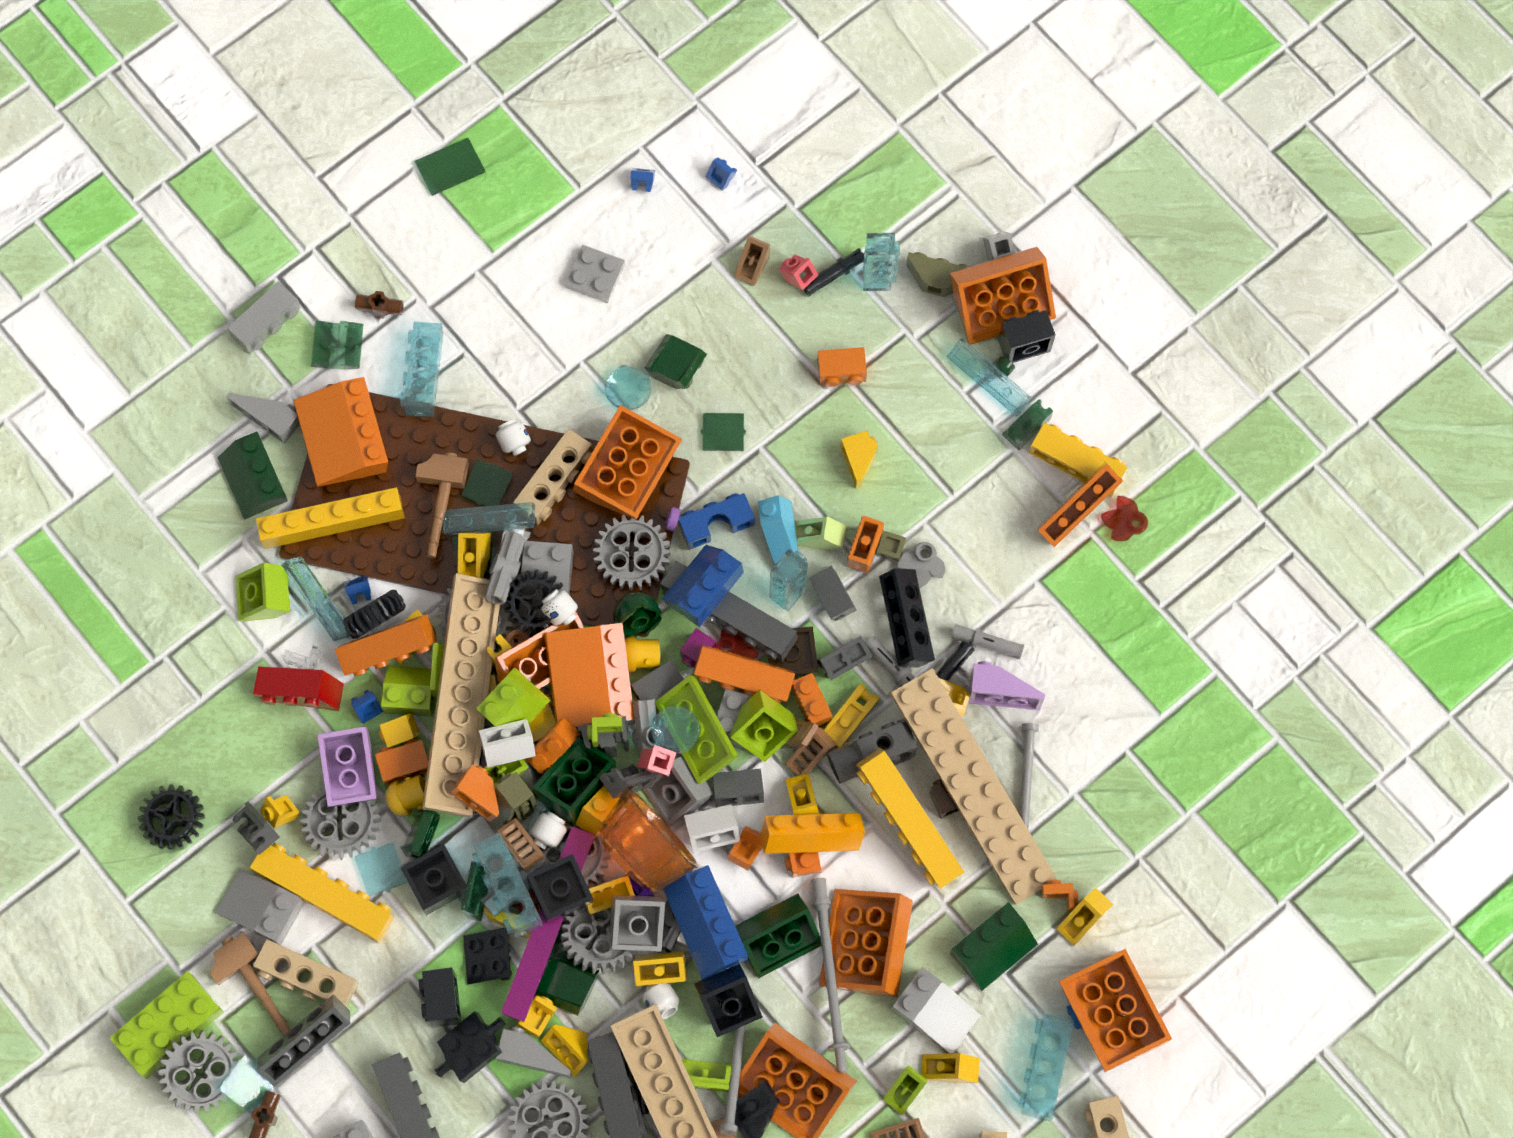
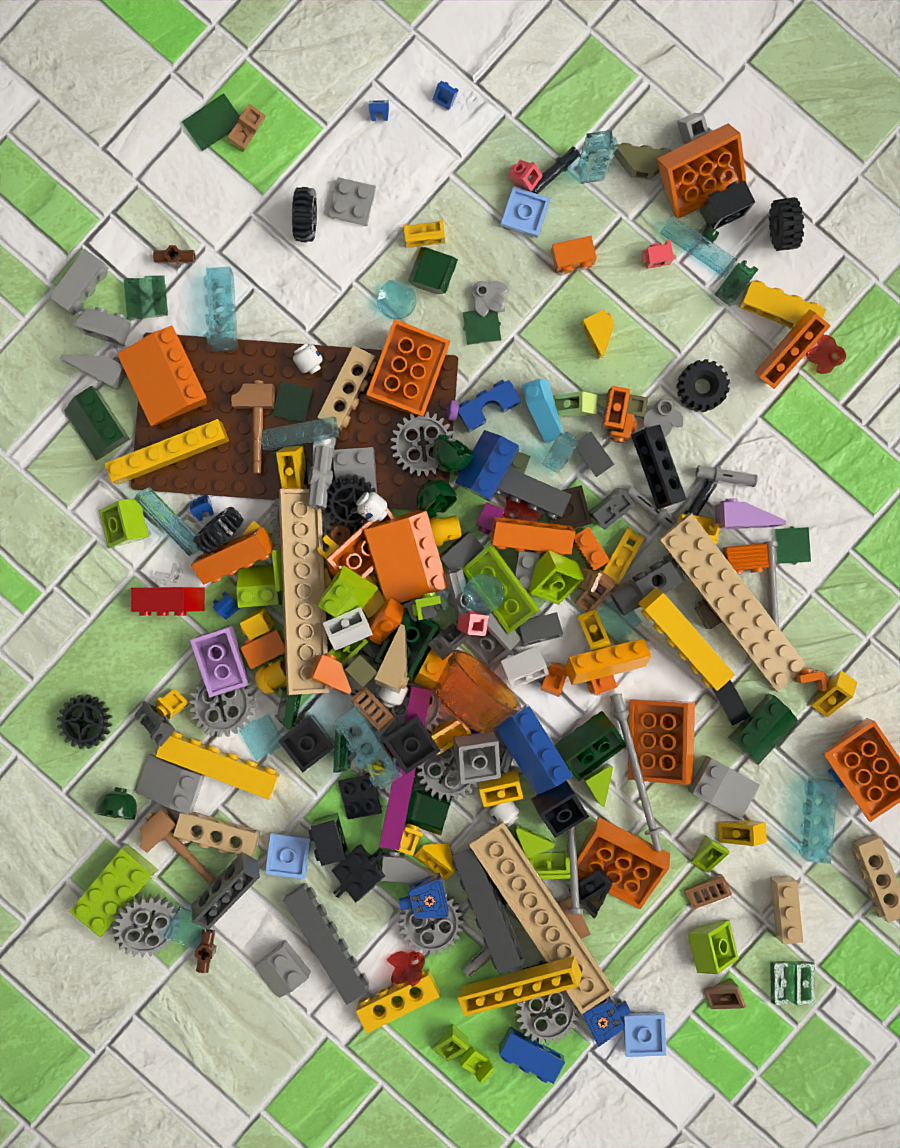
camera: 10 degrees left, 15 degrees up
(190, 920) = (117, 804): none -> dark green cylinder
(284, 369) = (104, 326): none -> light grey slope
(386, 1015) = (288, 855): none -> light blue plate
(487, 177) = (246, 127): none -> medium nougat slope
(537, 279) = (304, 214): none -> black gear
(547, 1083) = (426, 898): none -> torso
(553, 796) = (393, 669): none -> tan slope
(661, 564) = (451, 454): none -> dark green cylinder
(672, 321) = (424, 234): none -> yellow hinge
(689, 1042) = (533, 842): none -> lime slope
(739, 402) = (491, 299): none -> light grey plate
(744, 589) = (520, 462): none -> olive plate
(753, 260) = (484, 170): medium nougat slope -> none
(781, 982) = (599, 783): none -> lime slope
(793, 312) = (525, 212): none -> light blue plate
(832, 795) = (616, 623): none -> clear light blue piece
(878, 568) = (624, 435): none -> orange bracket
(940, 380) = (658, 255): none -> coral brick
(957, 908) = (731, 703): none -> black slope
(978, 517) = (716, 379): none -> black tyre
(999, 738) = (747, 557): none -> orange brick
(1058, 734) = (793, 545): none -> clear green piece
(1091, 365) = (786, 224): none -> black tyre

